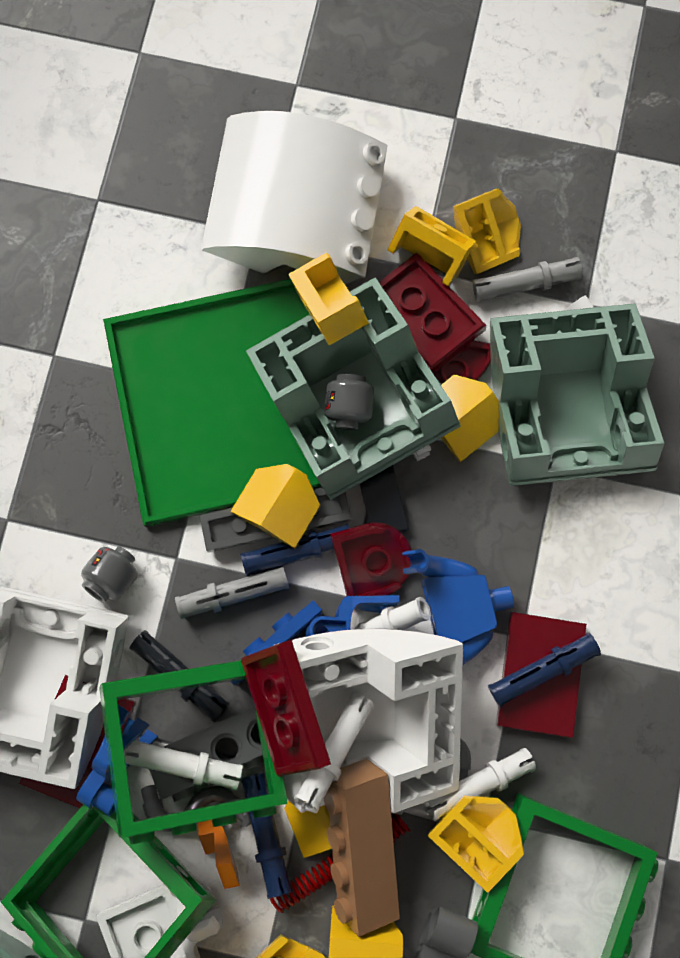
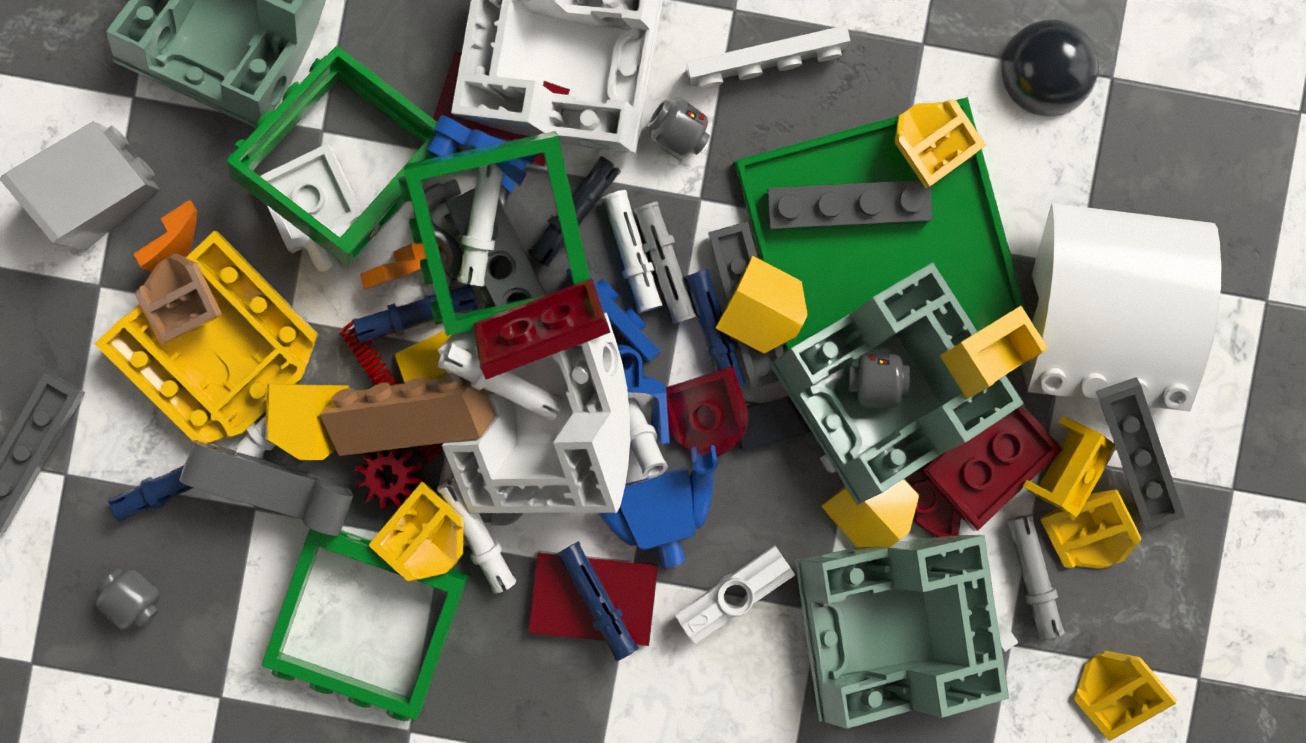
camera: 90 degrees right, 10 degrees up
(53, 504) = (783, 53): none -> white plate
(83, 249) = (1050, 67): none -> black piece
(137, 345) = (936, 139): none -> yellow slope
(190, 425) = (848, 205): none -> dark grey plate
(222, 622) = (631, 249): none -> white pin
(421, 185) = (1140, 453): none -> dark grey plate
(428, 879) = (378, 483): none -> dark red gear
(553, 563) = (713, 611): none -> white piece
(629, 213) = (1120, 693): none -> yellow slope

